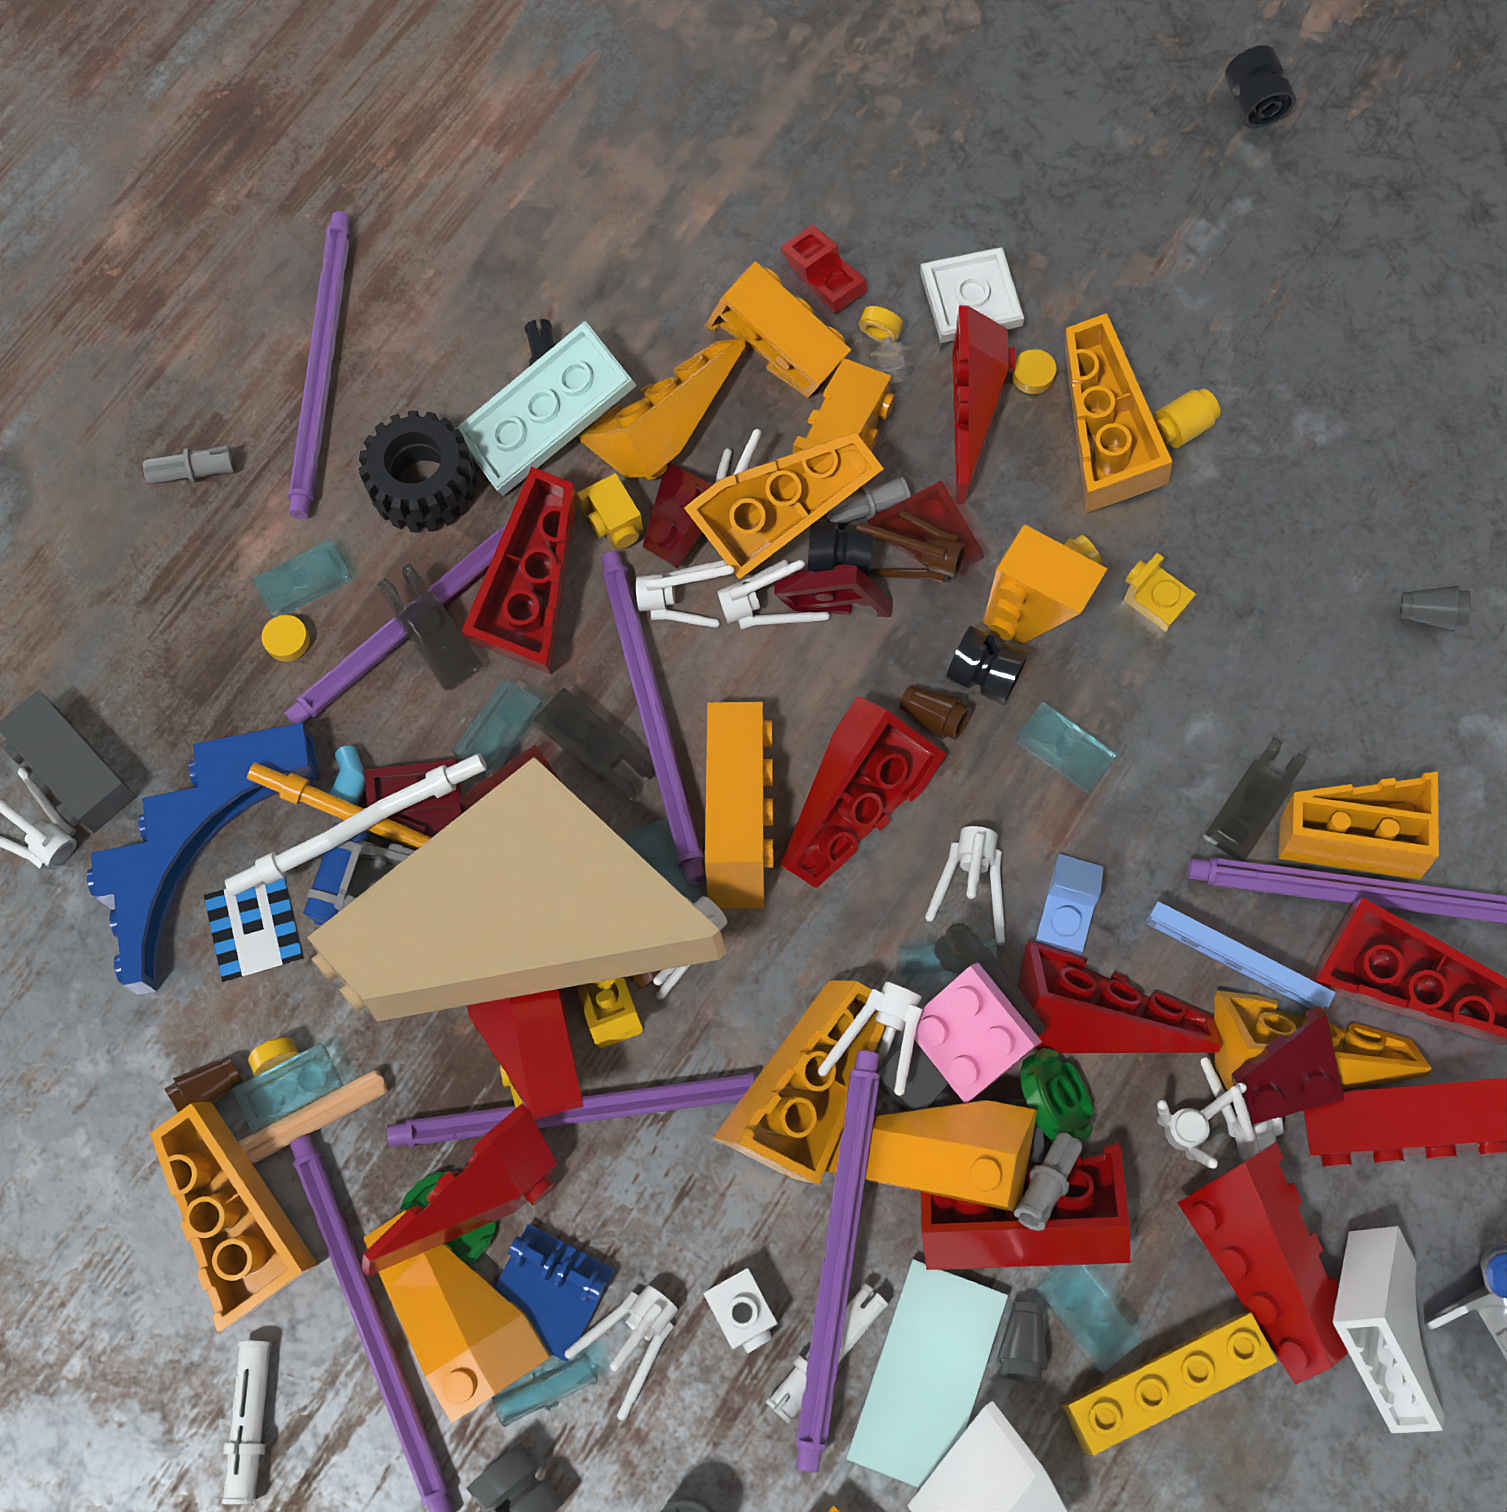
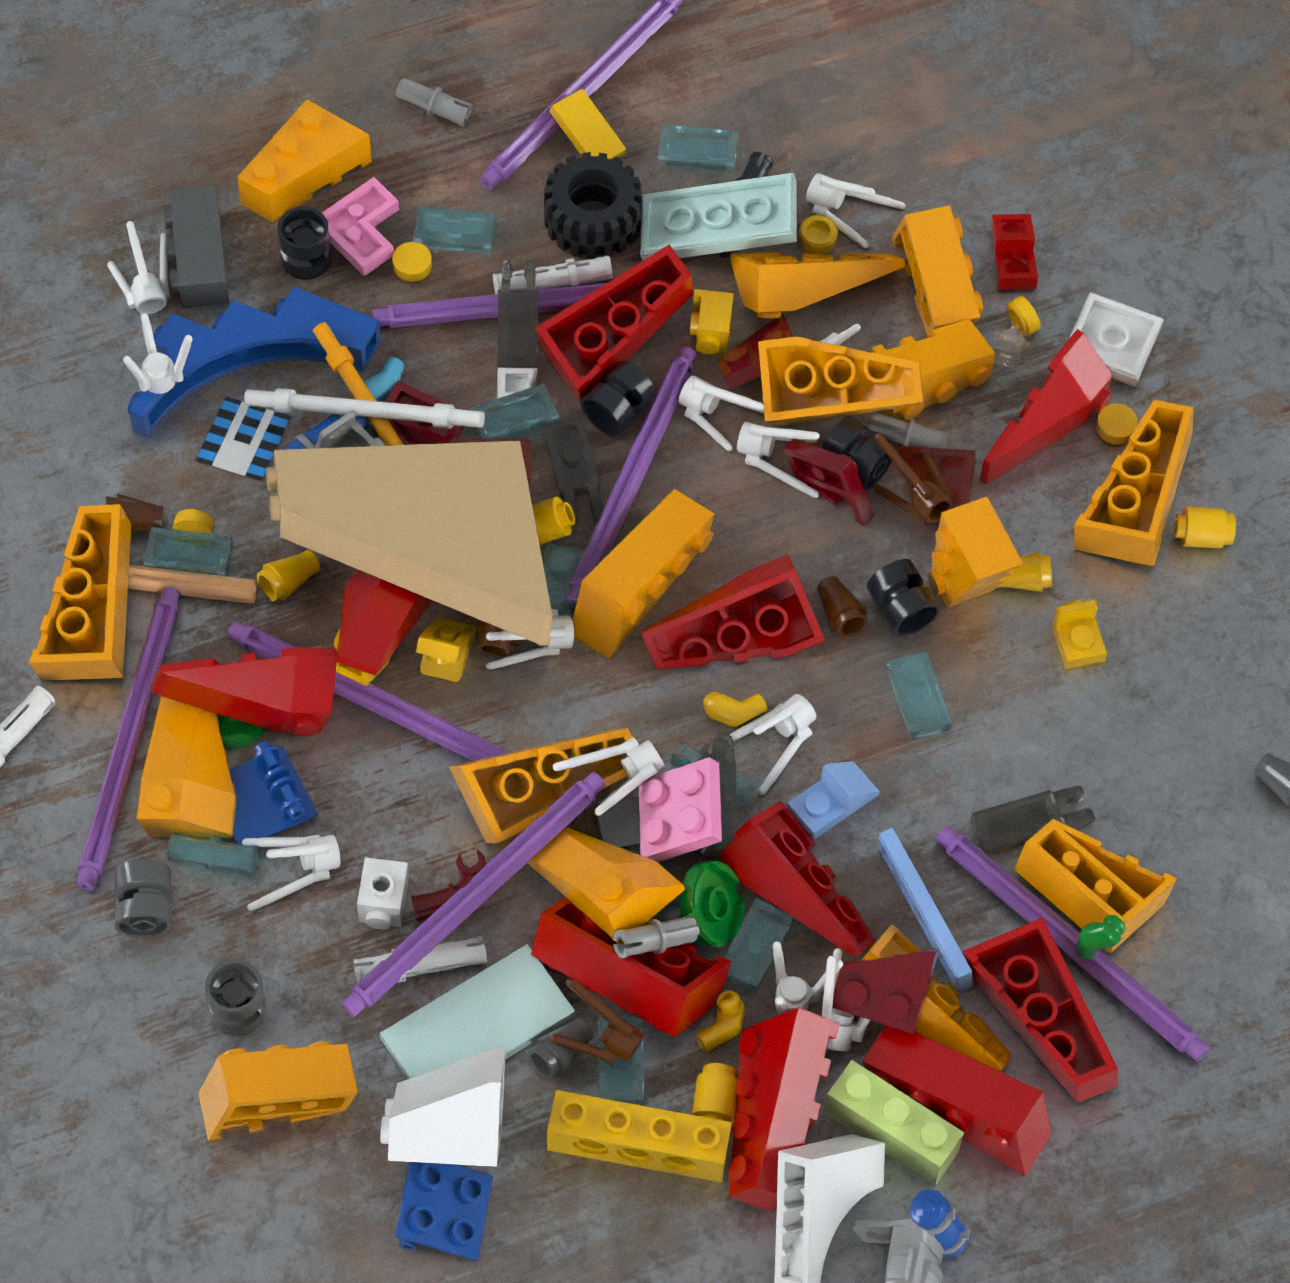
camera: 30 degrees right, 10 degrees down
(102, 608) = (301, 159): none -> light orange wedge
(121, 925) = (158, 370): none -> white plant
(169, 690) = (304, 243): none -> black wheel
(198, 637) = (353, 223): none -> bright pink plate
(354, 398) = (586, 126): none -> yellow tile
(401, 1046) = (286, 575): none -> yellow cone
(438, 559) = (562, 275): none -> white pin
(470, 352) = (697, 147): none -> clear light blue plate
(472, 693) = (515, 380): none -> white tile
(584, 641) = (621, 394): none -> black wheel
(617, 808) = (553, 519): none -> yellow brick
(621, 319) = (830, 193): none -> white plant
(641, 363) = (818, 234): none -> yellow tile
(807, 1267) = (428, 903): none -> dark red piece
(916, 883) = (733, 712): none -> yellow arm
(1080, 1300) = (619, 1036): none -> reddish brown plant
(1118, 1102) = (753, 944): none -> clear light blue plate
(1149, 1199) = (727, 1023): none -> yellow arm
(1202, 1288) = (716, 1092): none -> yellow brick
(1379, 1191) = (887, 1115): none -> yellowish green brick
(1423, 881) = (1099, 936): none -> green arm

